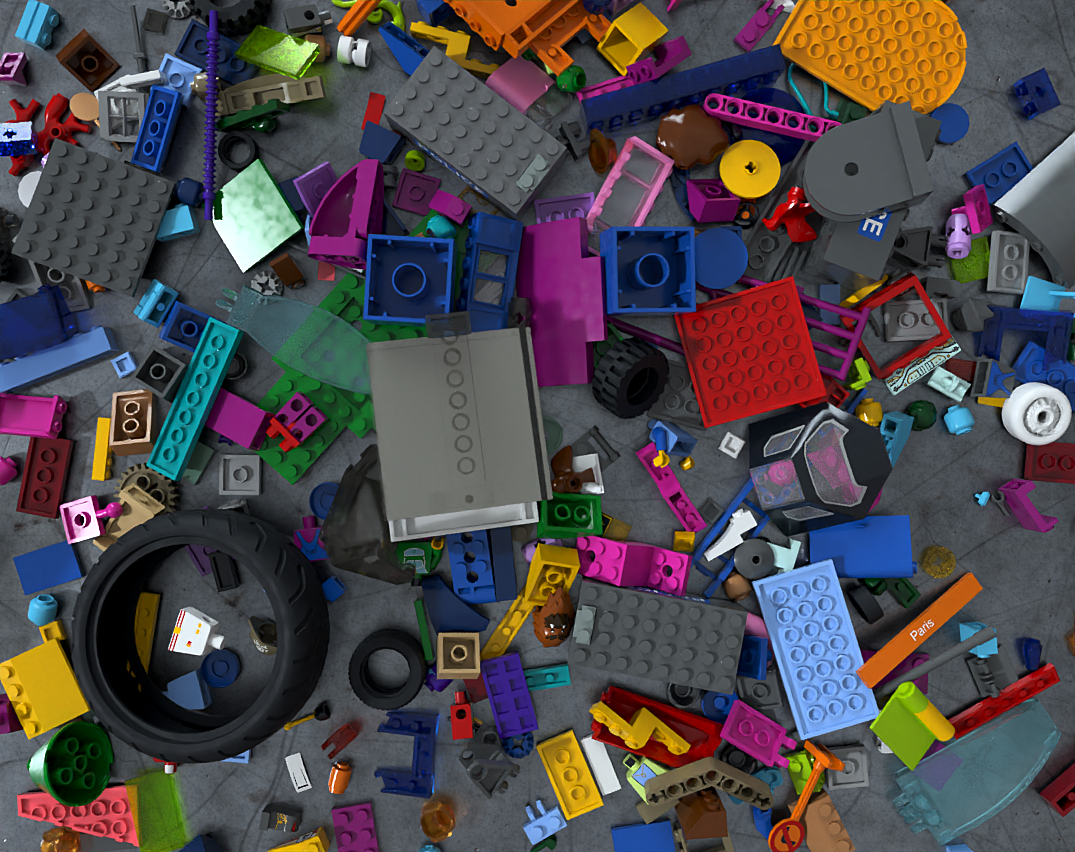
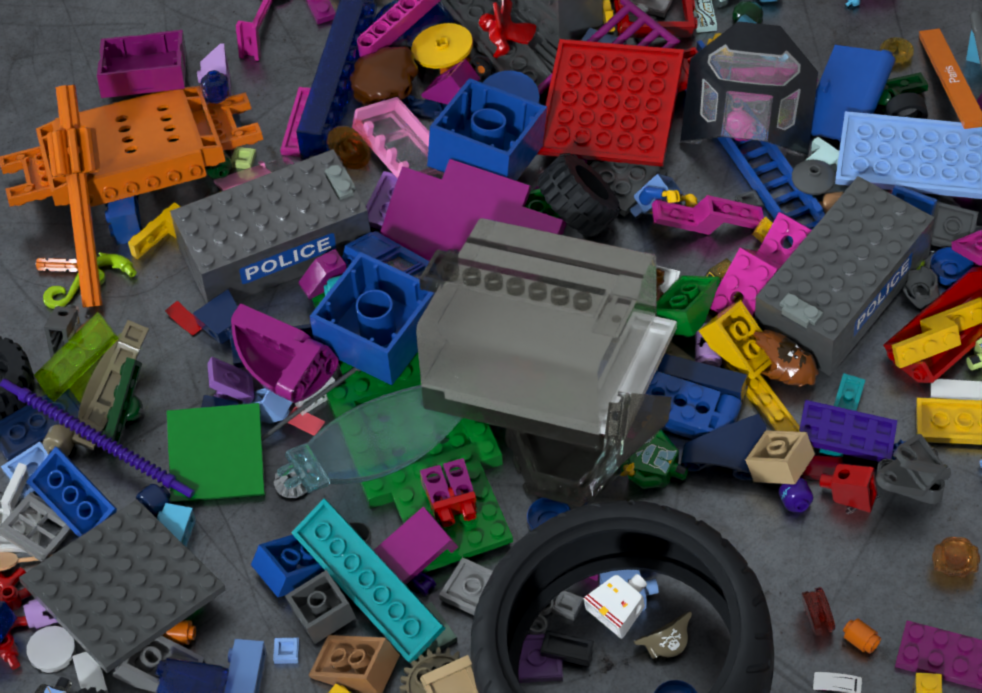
camera: 60 degrees left, 35 degrees down
(156, 303) = (242, 581): medium azure brick -> none
(227, 140) = (144, 428): black tyre -> none
(289, 271) = (287, 438): reddish brown slope -> none
(321, 713) = (779, 625): black hinge -> none
(354, 51) = (116, 305): white wheel -> none
(381, 697) = (771, 502): black tyre -> none
(404, 47) = (162, 255): blue slope -> none
(415, 160) = (256, 298): lime tile -> none
(415, 192) = (289, 308): magenta tile -> none
(421, 779) = (849, 531): clear blue wedge -> none
(424, 629) = (736, 485): green tile -> none
(572, 79) = (269, 147): green head -> none
(631, 37) = (266, 88): yellow slope -> none
(669, 54) = (300, 68): magenta panel -> none
(731, 444) = (692, 162): white tile -> none
(739, 523) = (779, 185): white slope -> none
(858, 375) = (682, 31): lime bracket -> none

